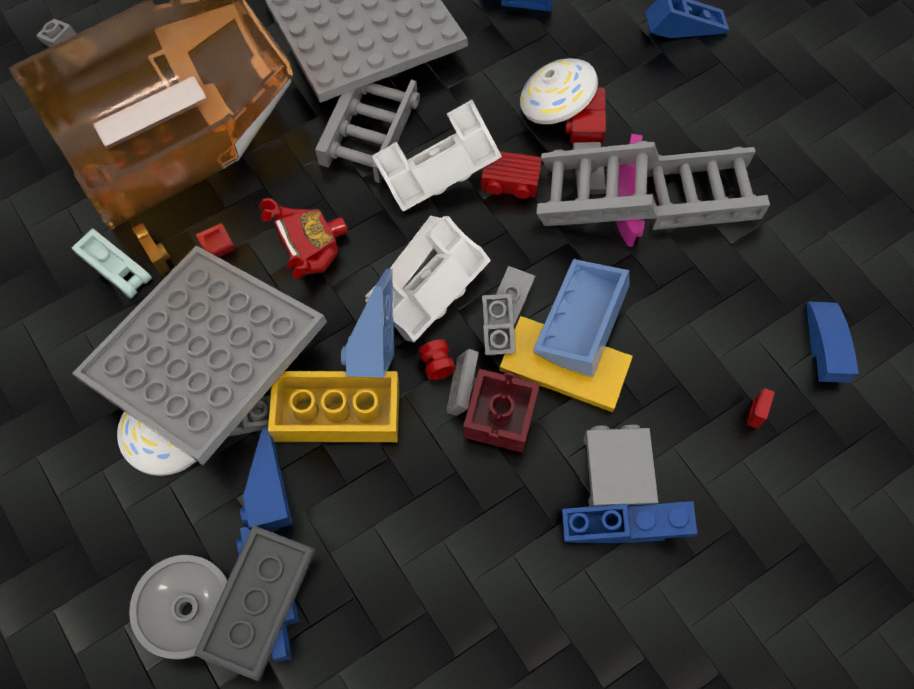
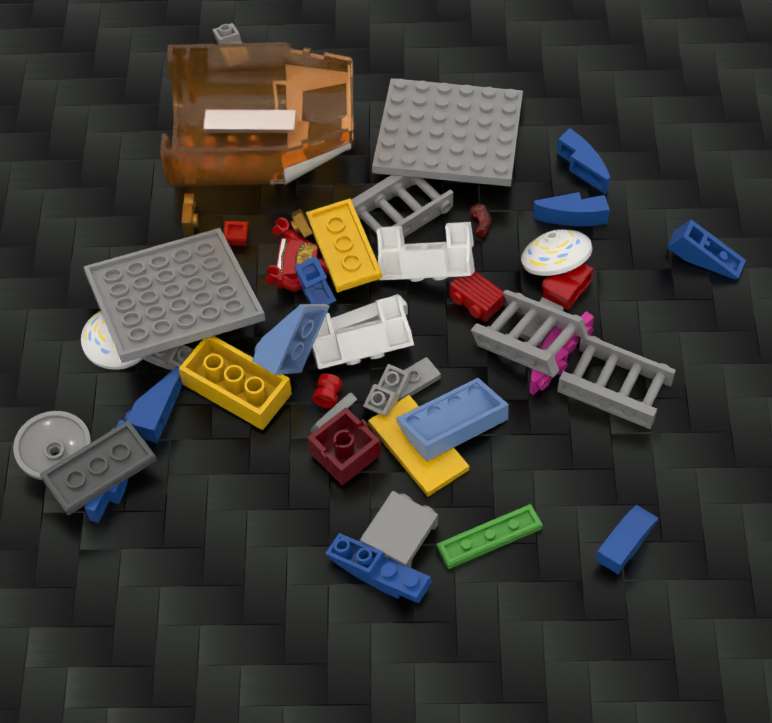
camera: 35 degrees right, 10 degrees down
(111, 262) = (157, 210): light aqua plate -> none
(283, 194) = (300, 223): none -> pearl gold plate
(344, 254) = (313, 282): none -> blue slope
(346, 194) = (344, 245): none -> yellow tile
(452, 88) = (480, 211): none -> clear red arm
(538, 41) = (572, 210): none -> blue slope
(702, 418) = (489, 536): none -> bright green tile
(760, 408) = (534, 551): red tile -> none

